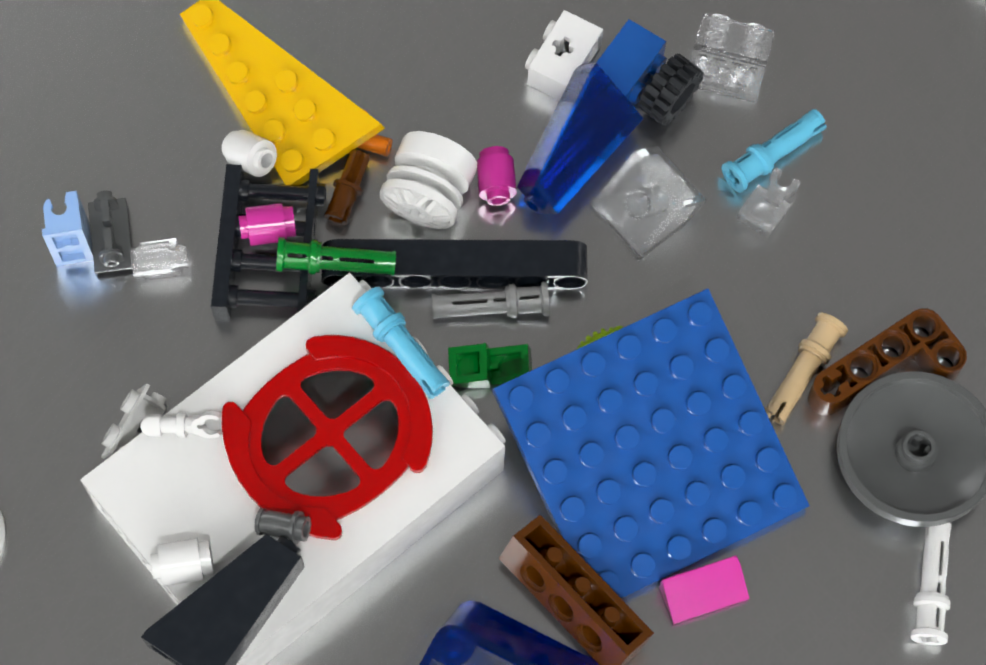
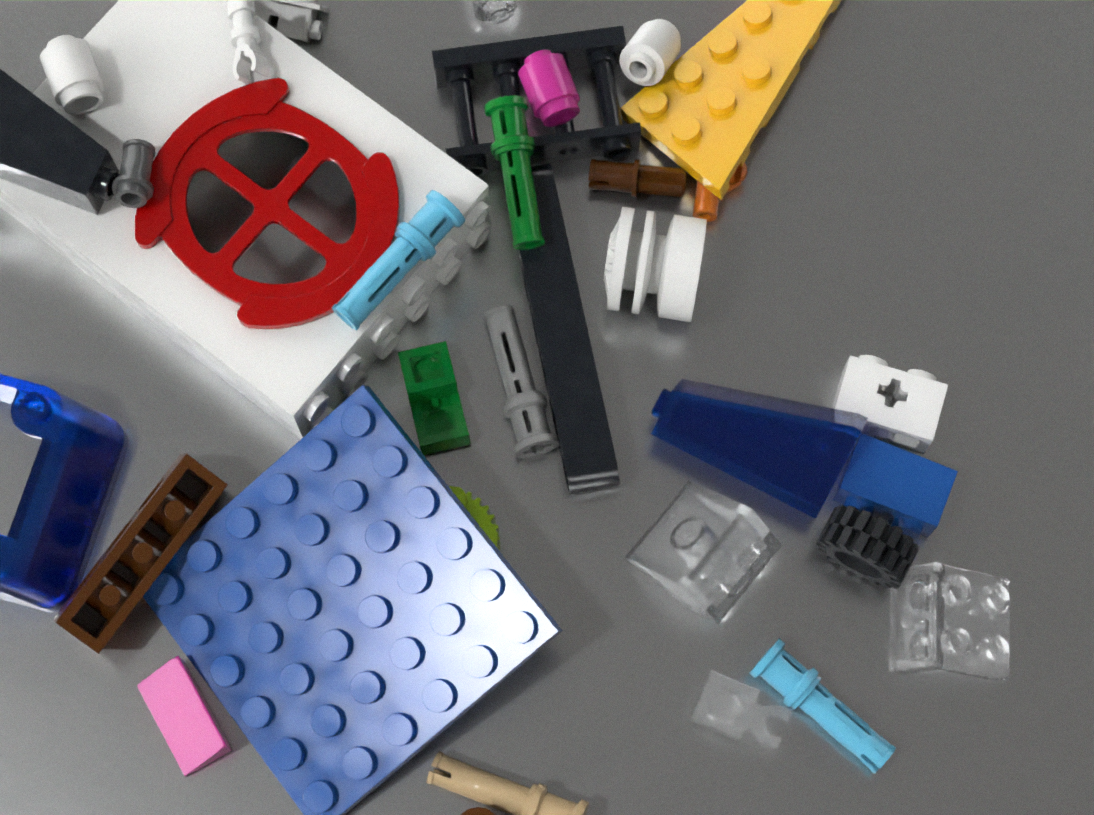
camera: 80 degrees right, 5 degrees up
(496, 175) = (693, 351): dark pink brick -> none

